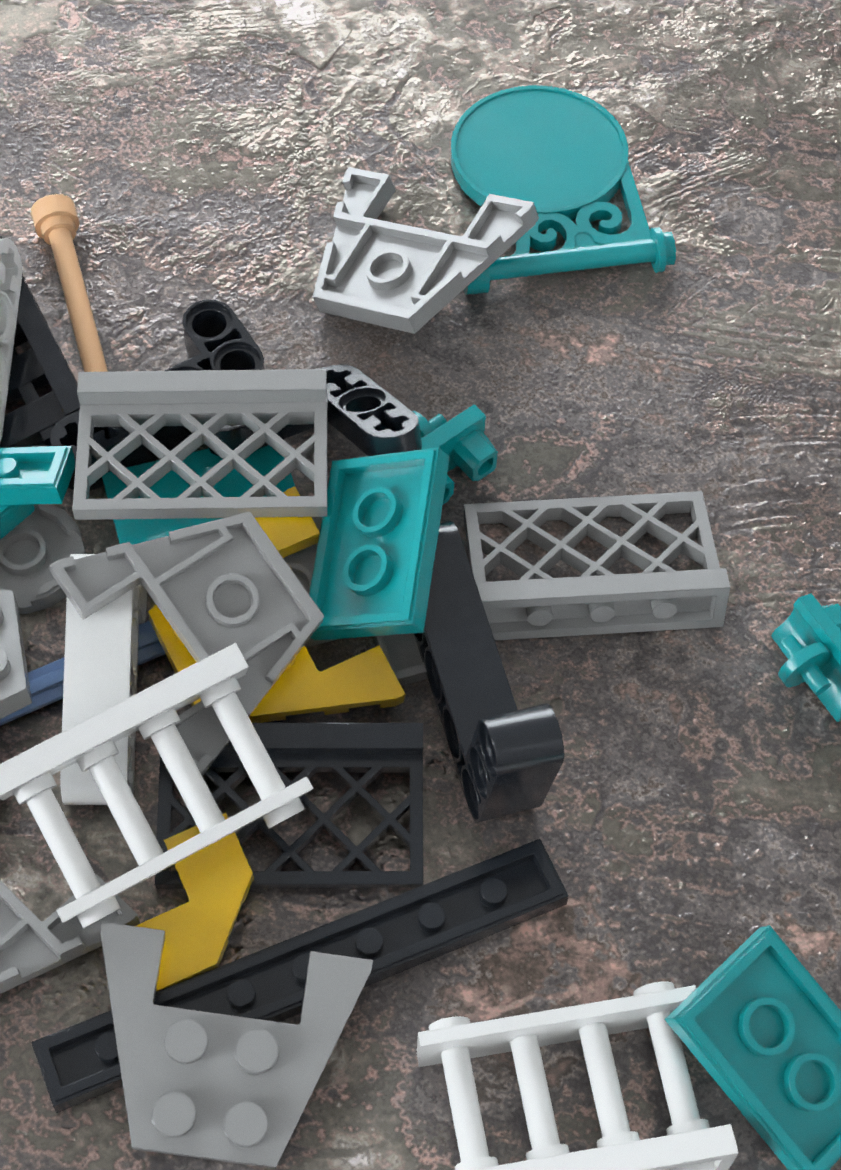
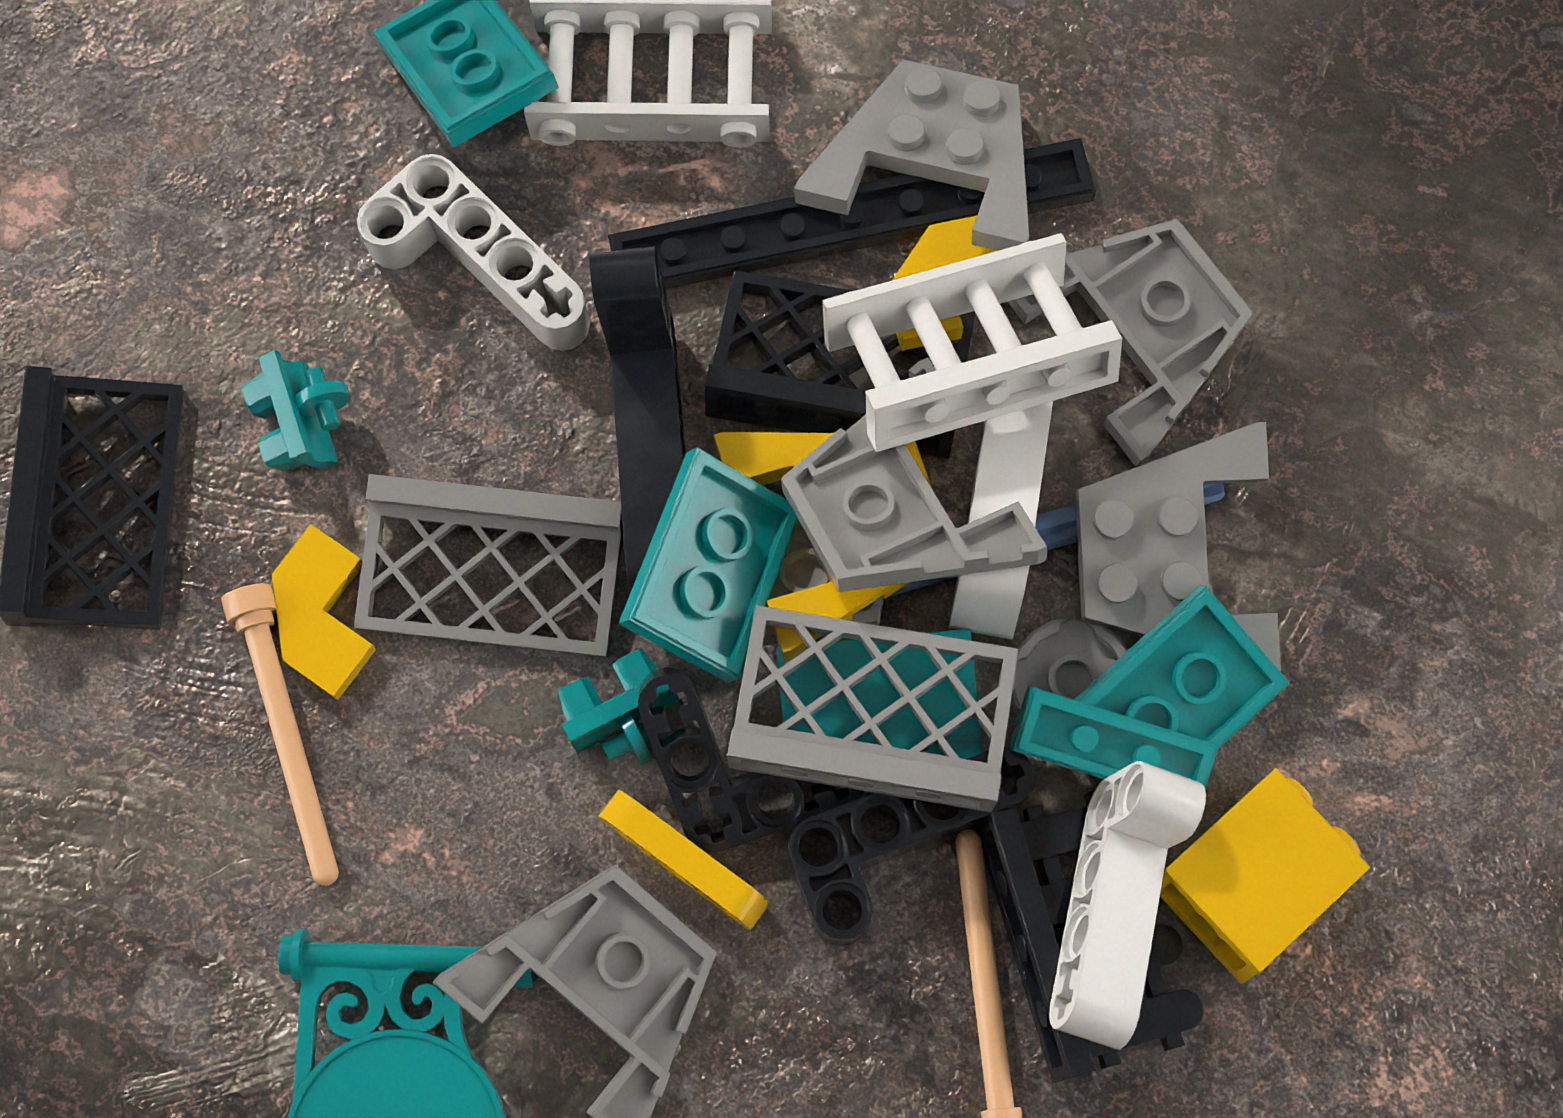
camera: 165 degrees left, 15 degrees up
(327, 342) = (684, 860): none -> yellow beam
(693, 837) = (487, 258): none -> white beam
(740, 481) = (304, 592): none -> yellow tile
(798, 485) = (252, 614): none -> light nougat piece

